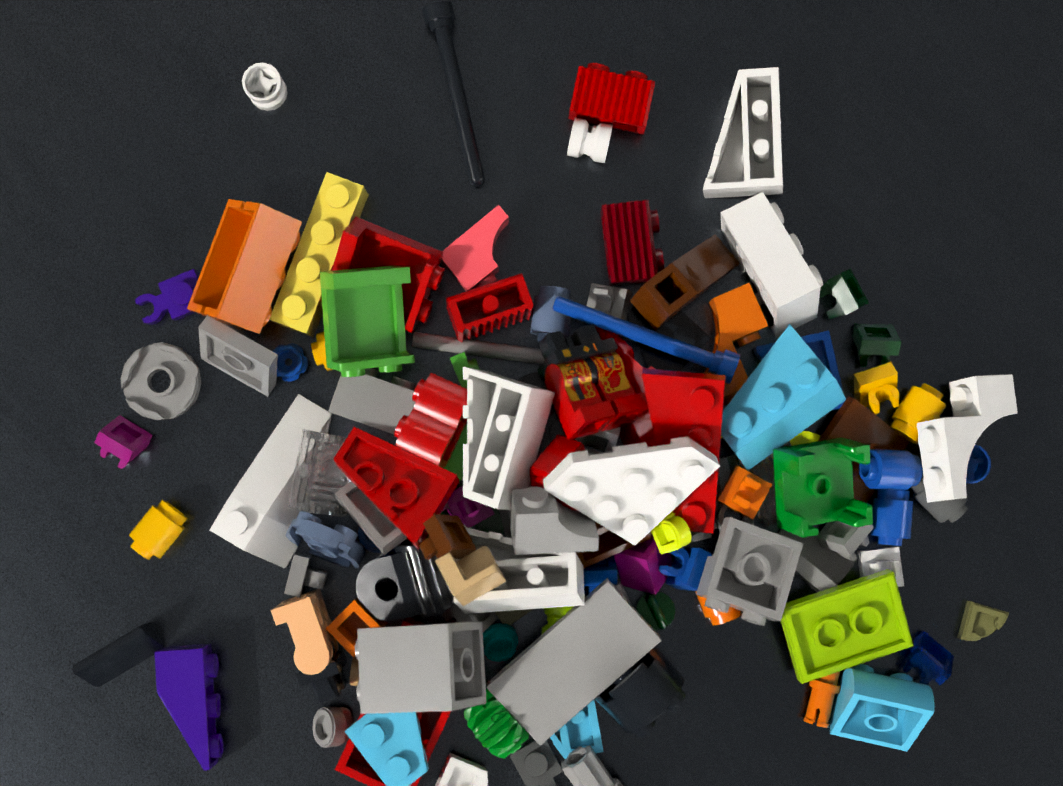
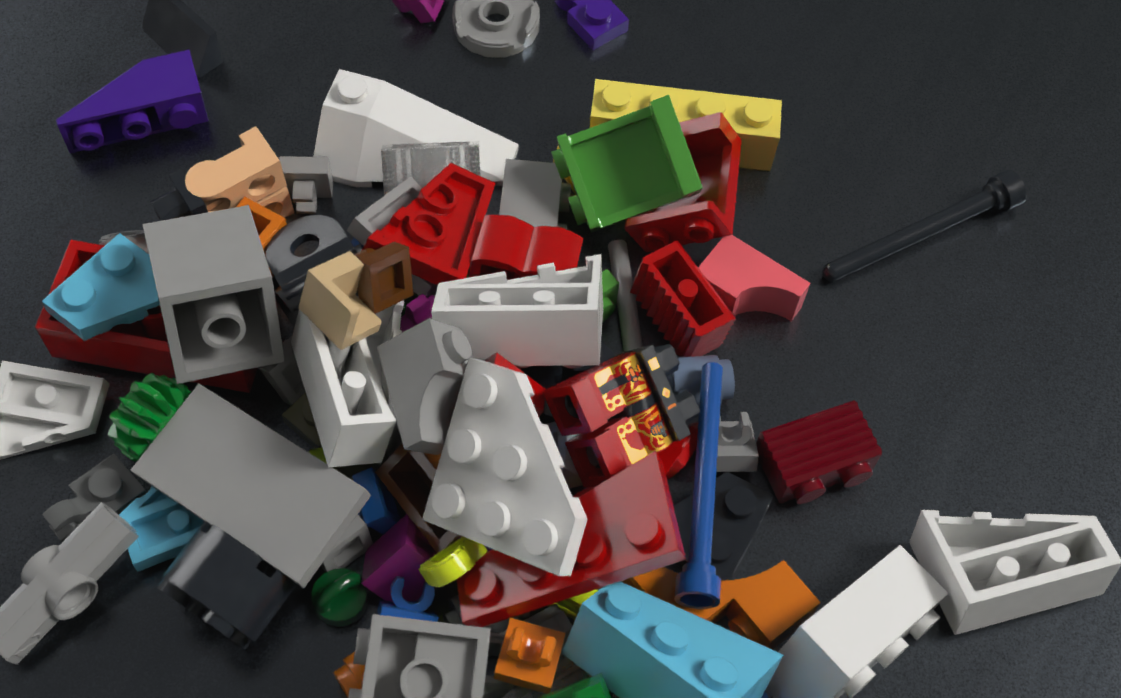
camera: 75 degrees right, 25 degrees down
(157, 530) = (329, 39): yellow brick -> none
(238, 355) = (545, 62): light grey tile -> none
(245, 265) = (648, 47): orange piece -> none
(260, 79) = (851, 42): white wheel -> none
(299, 361) = (551, 115): blue plate -> none
(329, 544) = (353, 185): sand blue plate -> none
(499, 642) = (264, 403): teal plate -> none
(589, 140) = (928, 378): white wheel -> none
(612, 98) = (989, 392): red brick -> none
(683, 281) = (794, 517): reddish brown slope -> none

